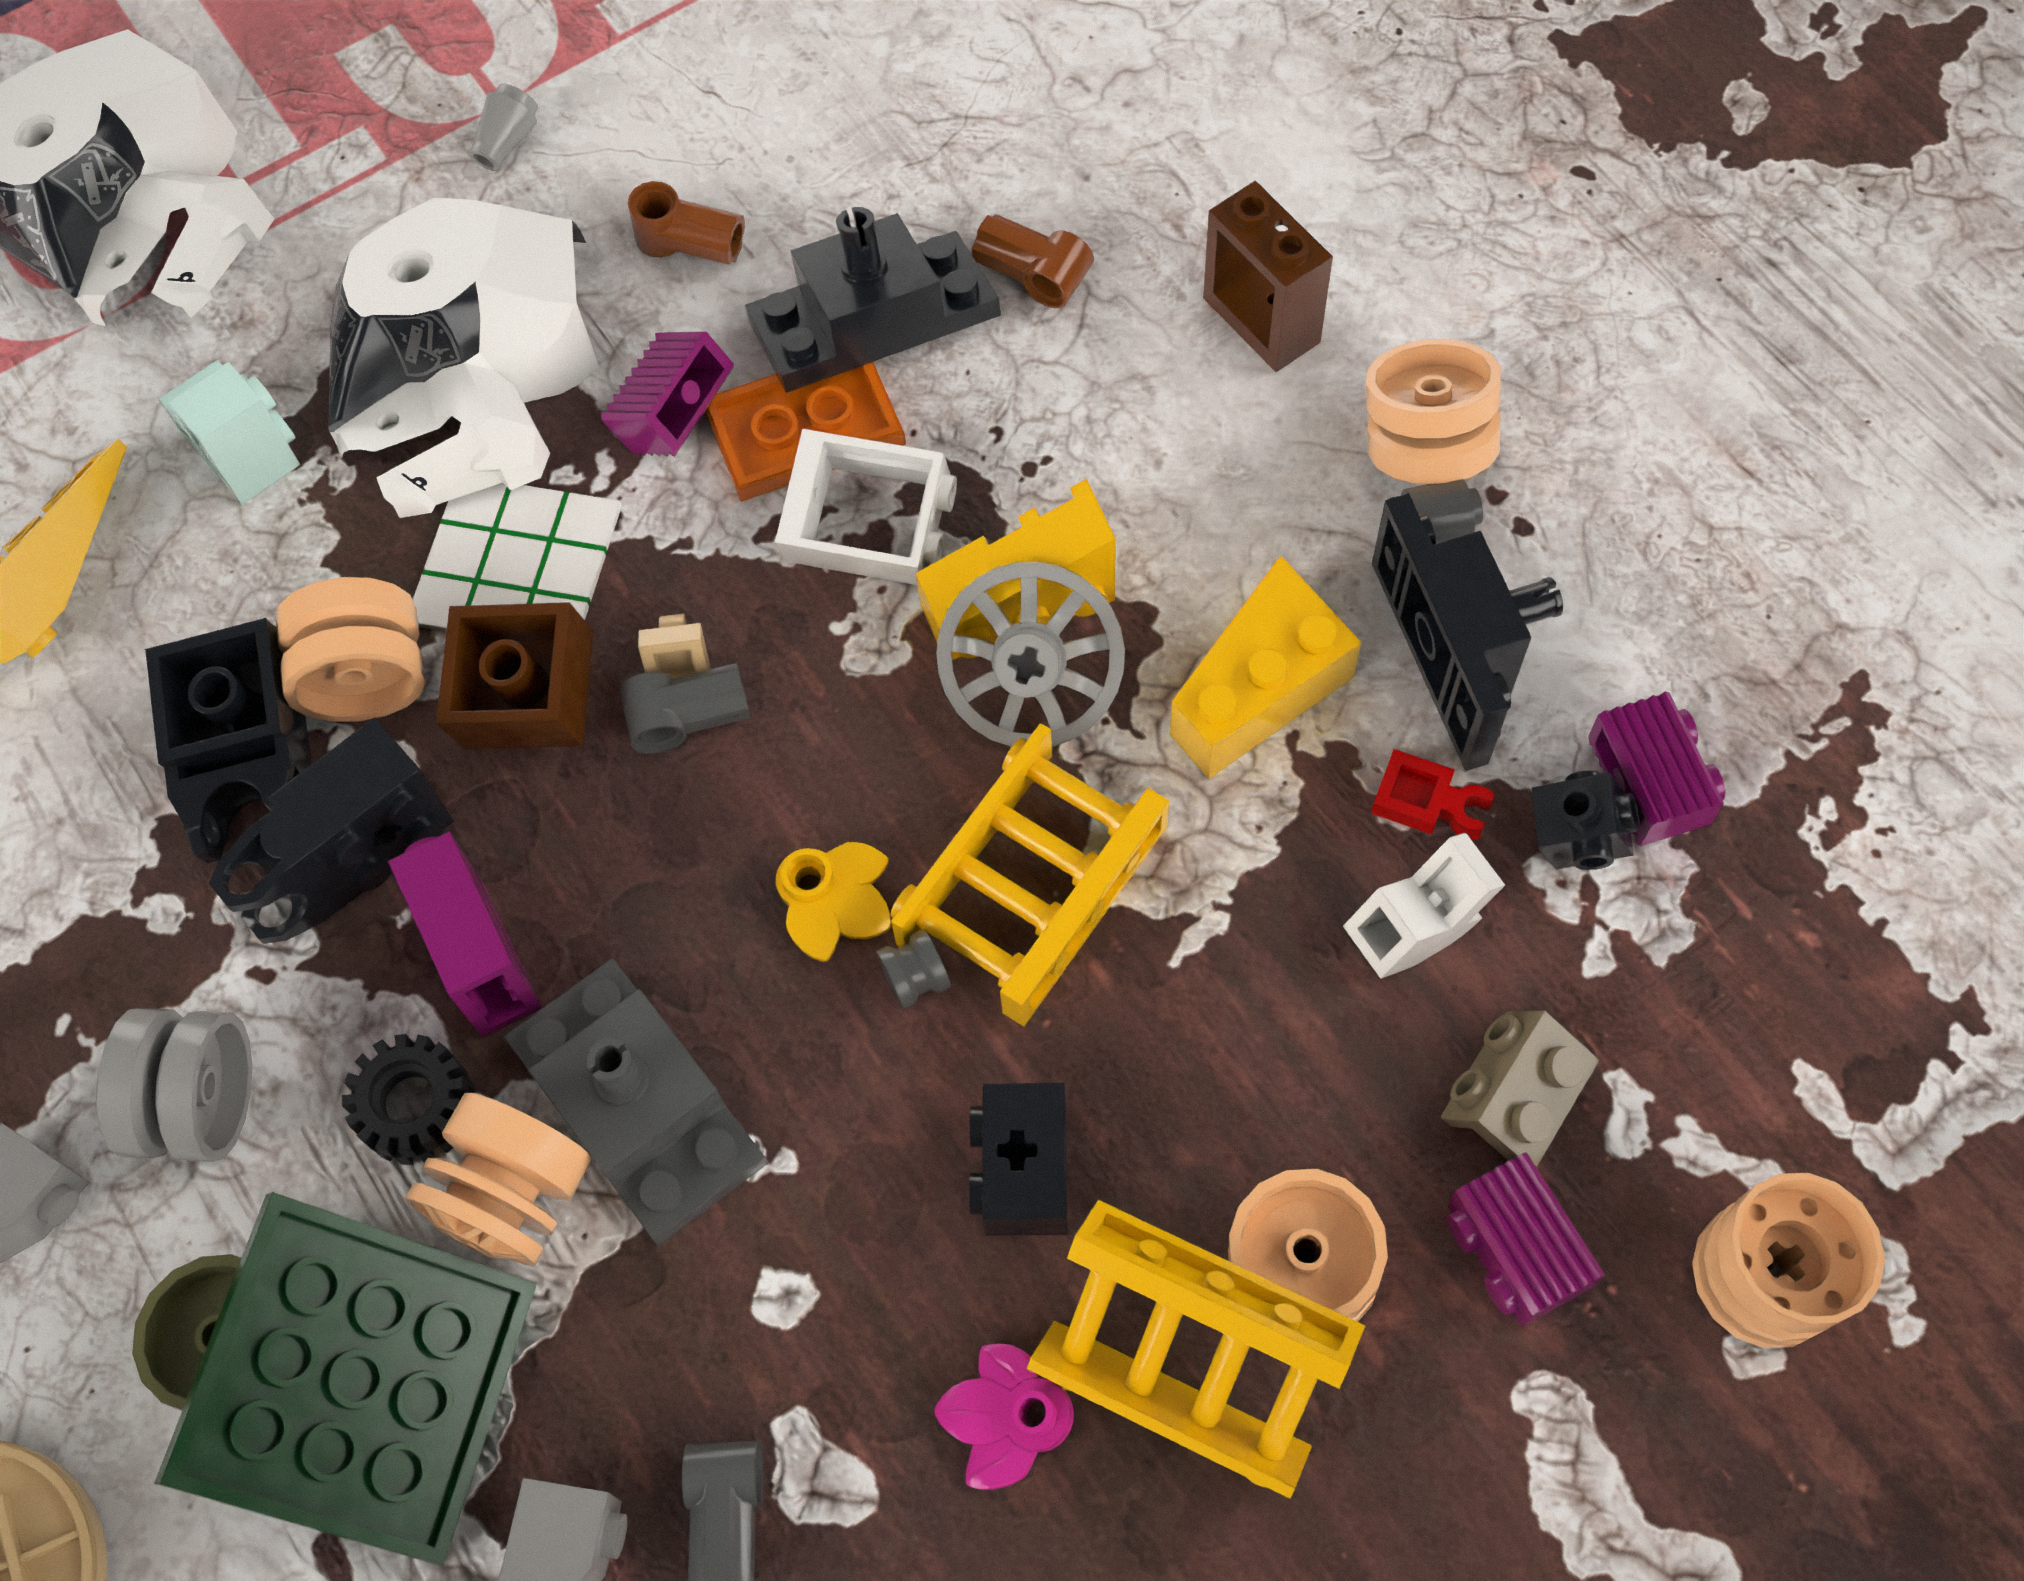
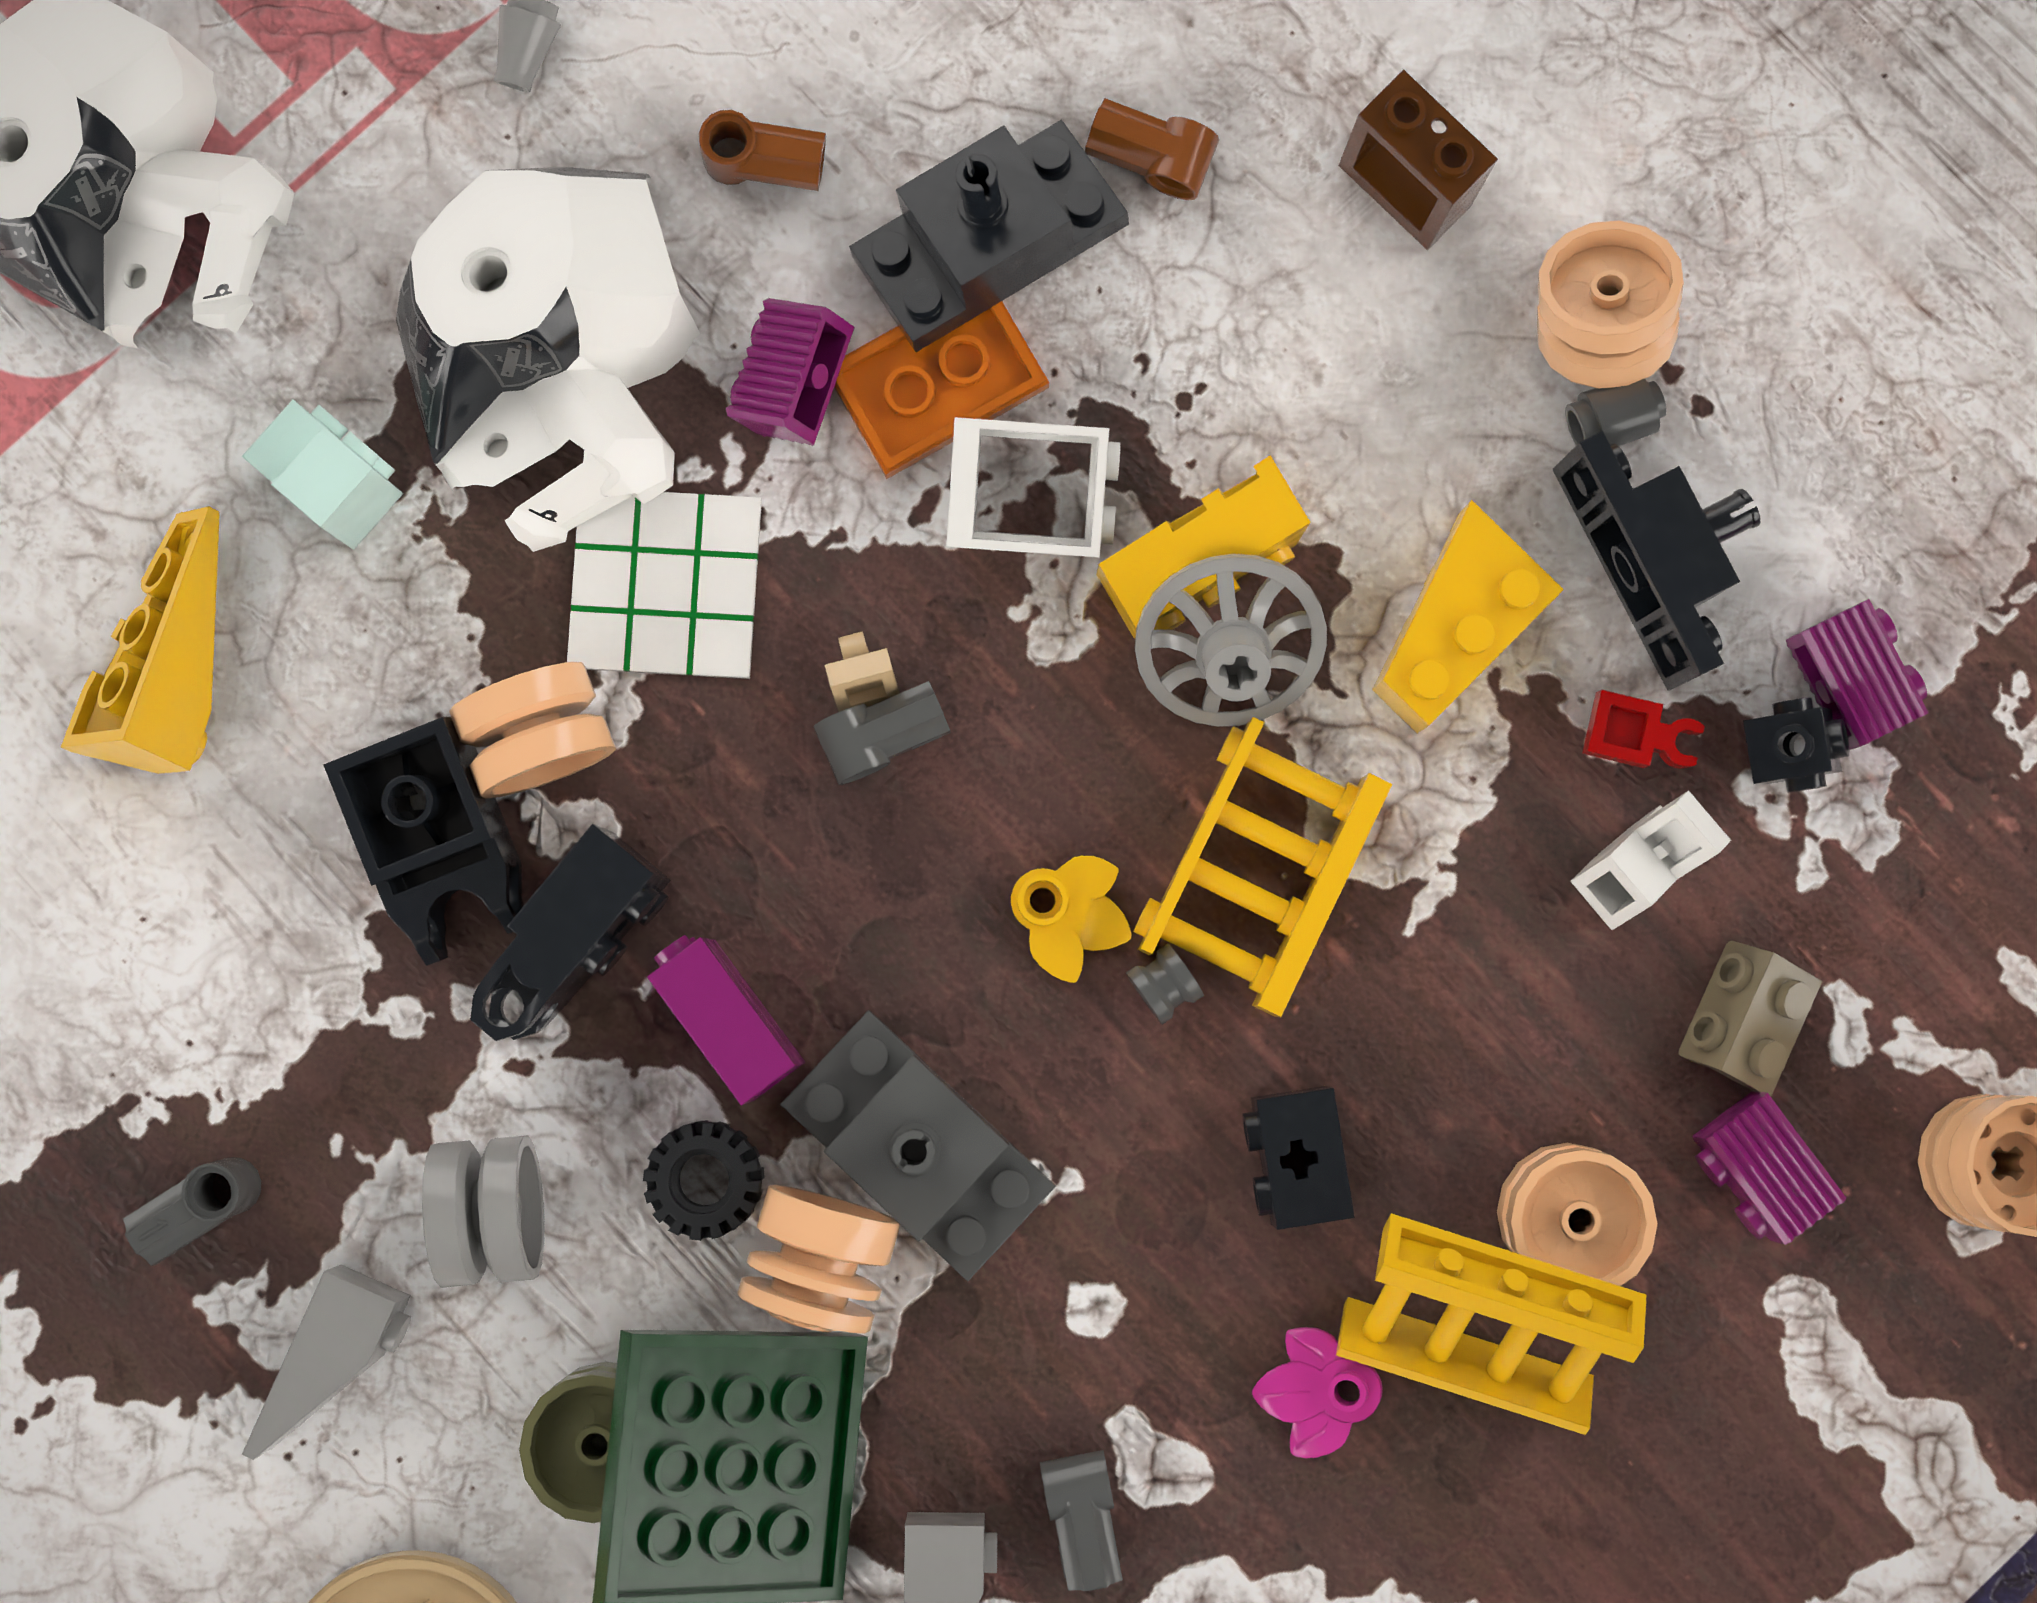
camera: 15 degrees left, 20 degrees up
(515, 676) = (707, 730): reddish brown brick -> none

